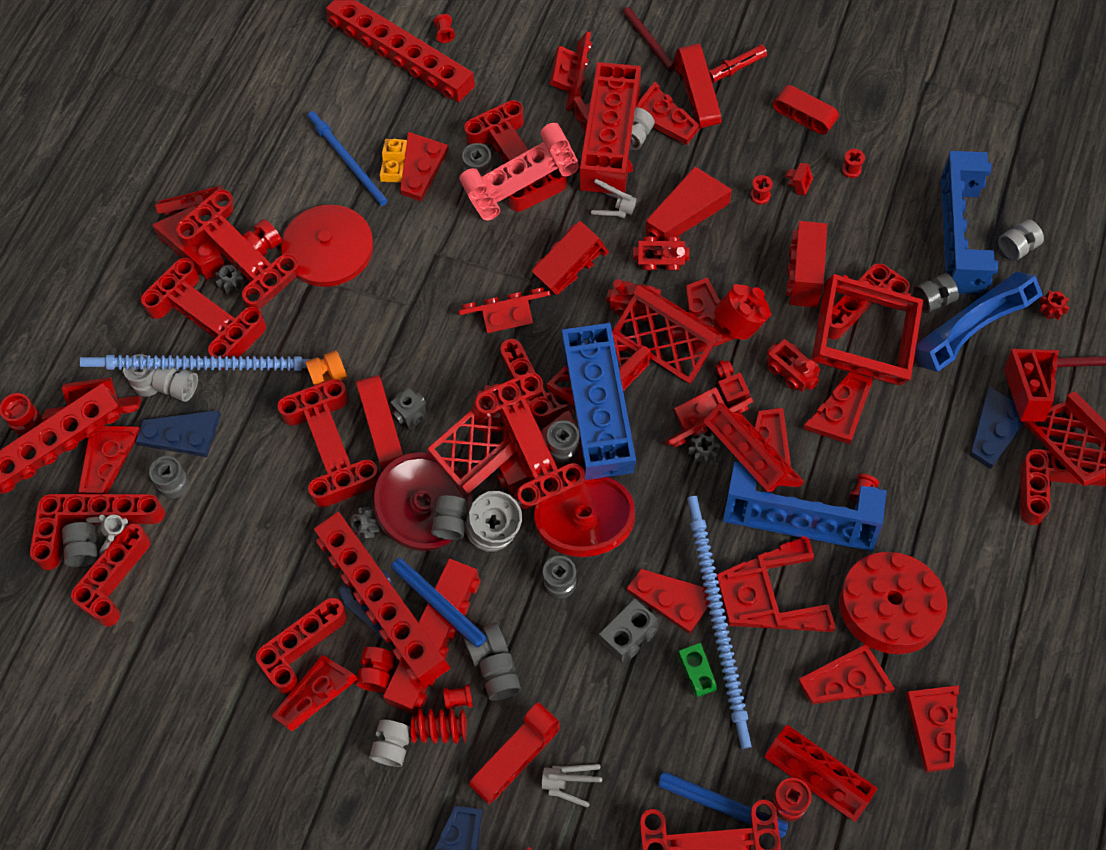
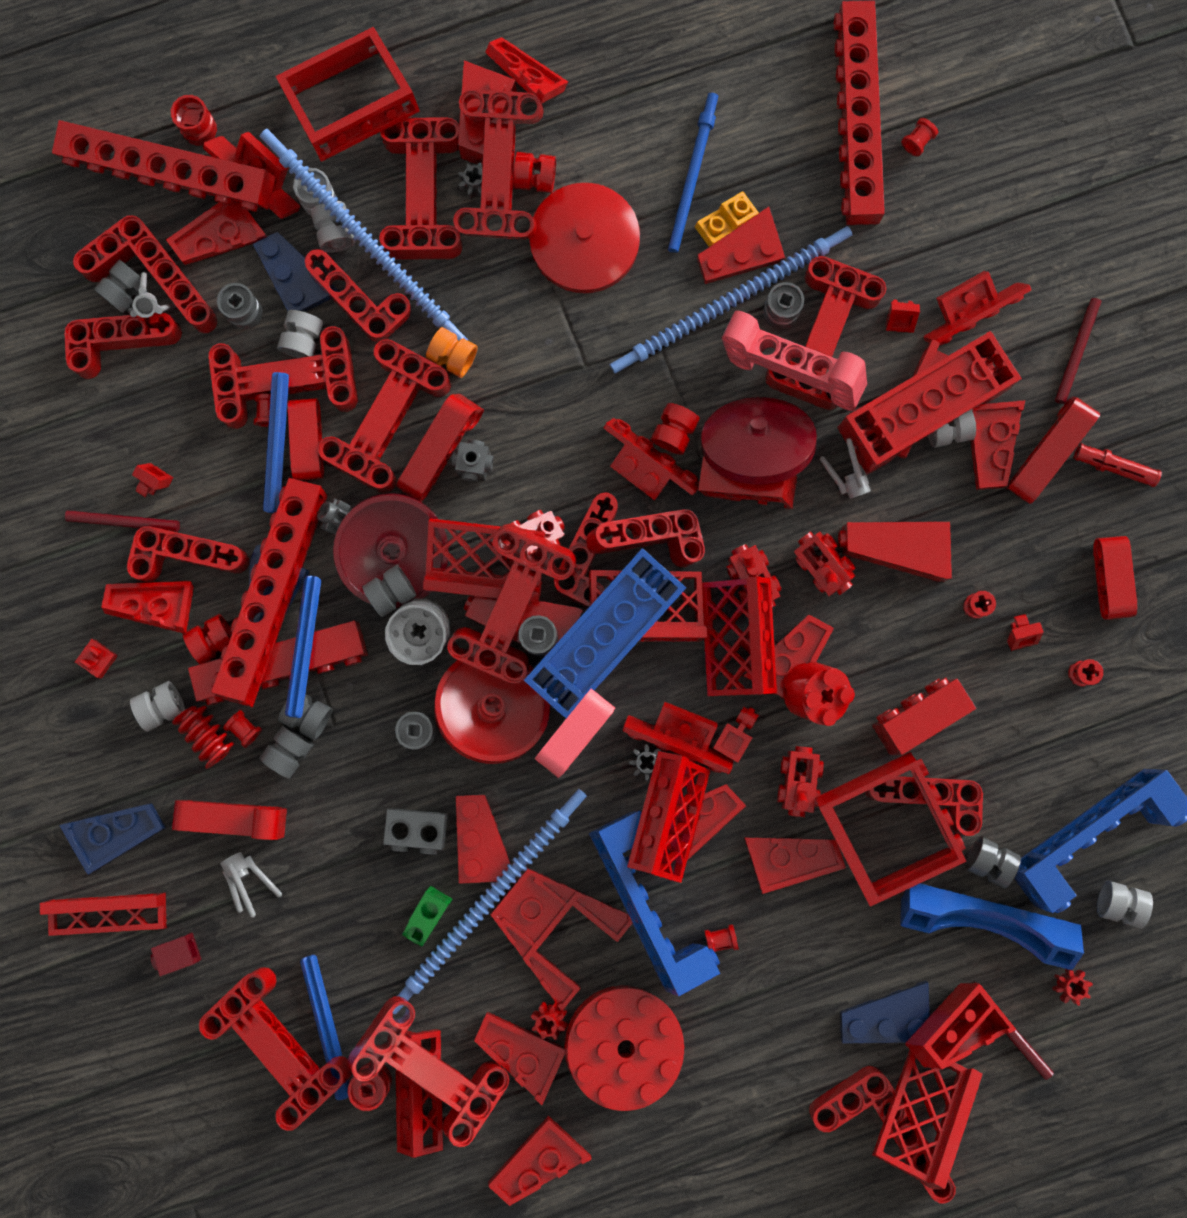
camera: 50 degrees right, 20 degrees up
(127, 316) = (363, 122): none -> red window
(225, 454) = (299, 334): none -> light grey wheel
(227, 626) = (151, 479): none -> red tile
(230, 399) = (353, 293): none -> red beam
(230, 678) = (120, 520): none -> dark red bar
(242, 487) = (304, 376): none -> red beam
(253, 515) = (263, 407): none -> red bush
(282, 521) = (276, 441): none -> blue axle
(296, 503) = (304, 438): none -> red beam
(316, 767) = (96, 658): none -> red tile
(441, 212) = (820, 247): none -> medium blue hose
(498, 276) = (676, 426): none -> red wheel
(544, 109) = (902, 316): none -> red tile
(549, 334) = (645, 536): none -> red beam
(550, 230) = (758, 440): none -> dark red dish
(652, 456) = (575, 733): none -> coral beam
(811, 741) = (429, 1072): none -> red beam
(841, 635) = (549, 1020): none -> red gear

